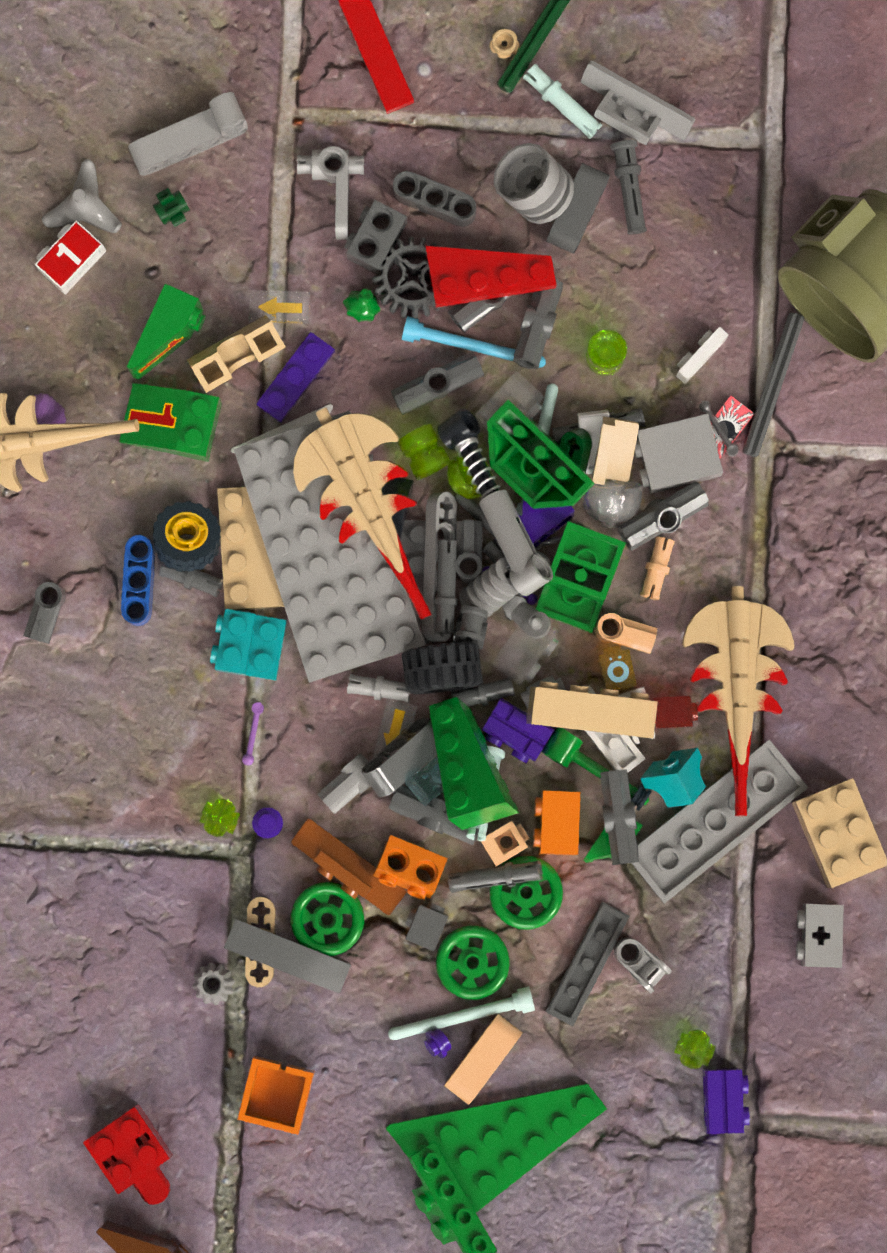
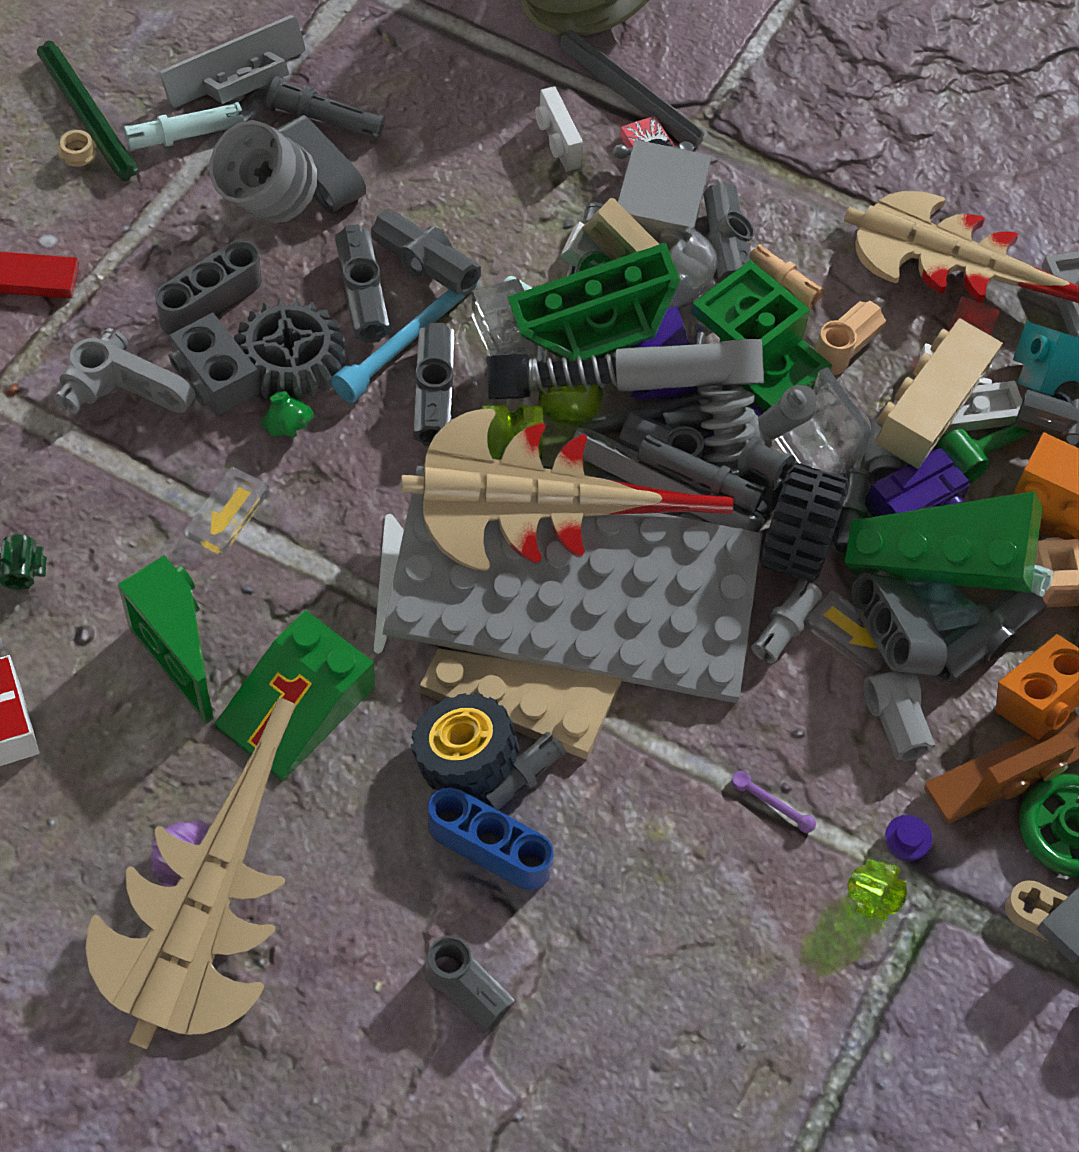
camera: 70 degrees left, 25 degrees down
(248, 344) = (255, 597): tan arch -> none
(248, 644) = (650, 747): teal plate -> none
(295, 377) = (329, 534): dark purple plate -> none
(479, 275) = (336, 268): red wing -> none
(606, 352) = (503, 205): clear neon green wheel -> none
(616, 669) = (888, 361): clear yellow brick -> none

